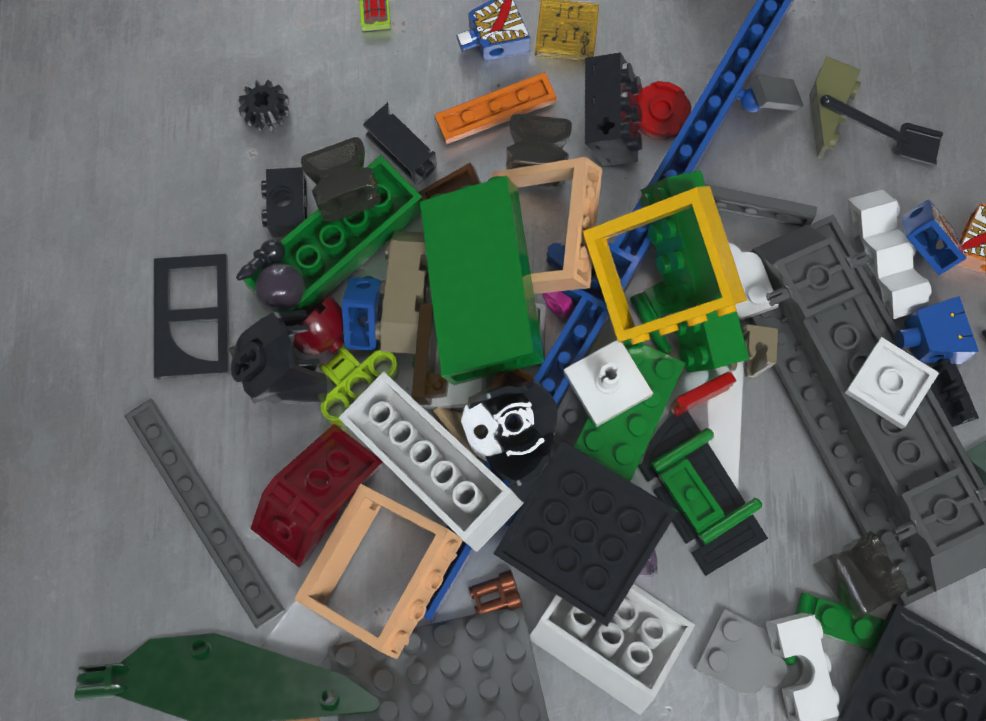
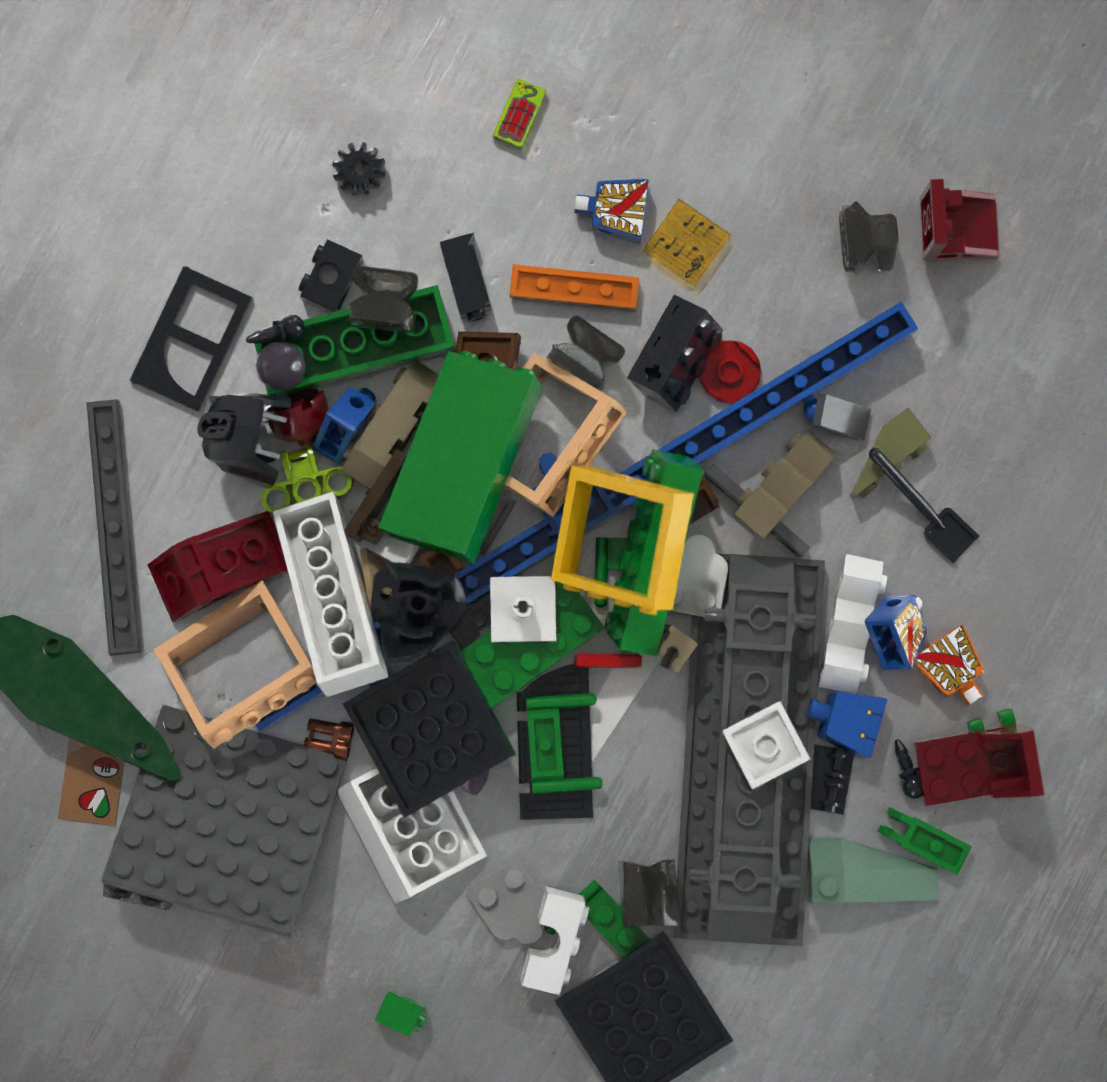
camera: 25 degrees right, 10 degrees up
(559, 304) = (527, 512): dark pink tile -> none
(765, 164) = (784, 483): none -> dark tan brick

